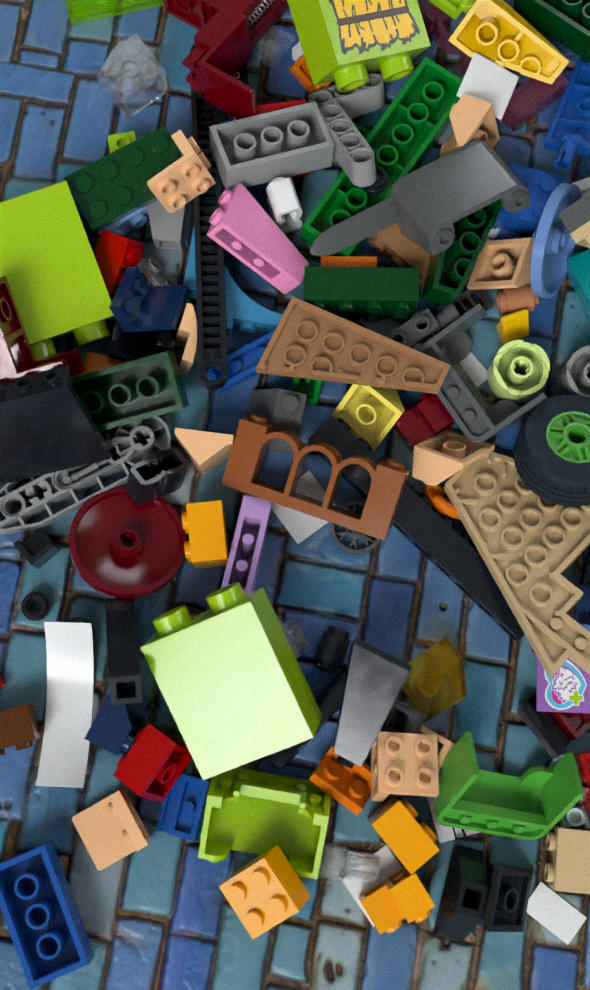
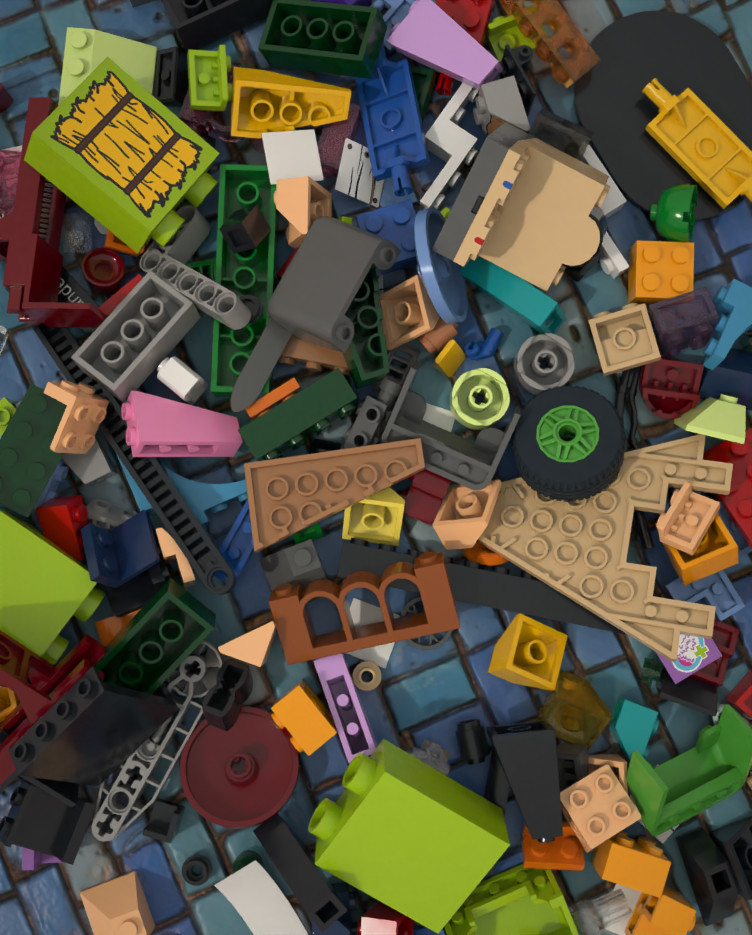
camera: 30 degrees left, 5 degrees up
(275, 547) = (367, 666): none -> tan plate
(277, 83) = (104, 269): none -> dark red piece
(413, 115) = (245, 229): none -> black panel
(427, 605) = (529, 654): none -> yellow slope
(481, 719) = (633, 726): none -> teal slope
(521, 687) = (650, 671): none -> clear green plate
(529, 135) = (356, 174): none -> white sticker
(548, 338) = (486, 348): none -> blue arm

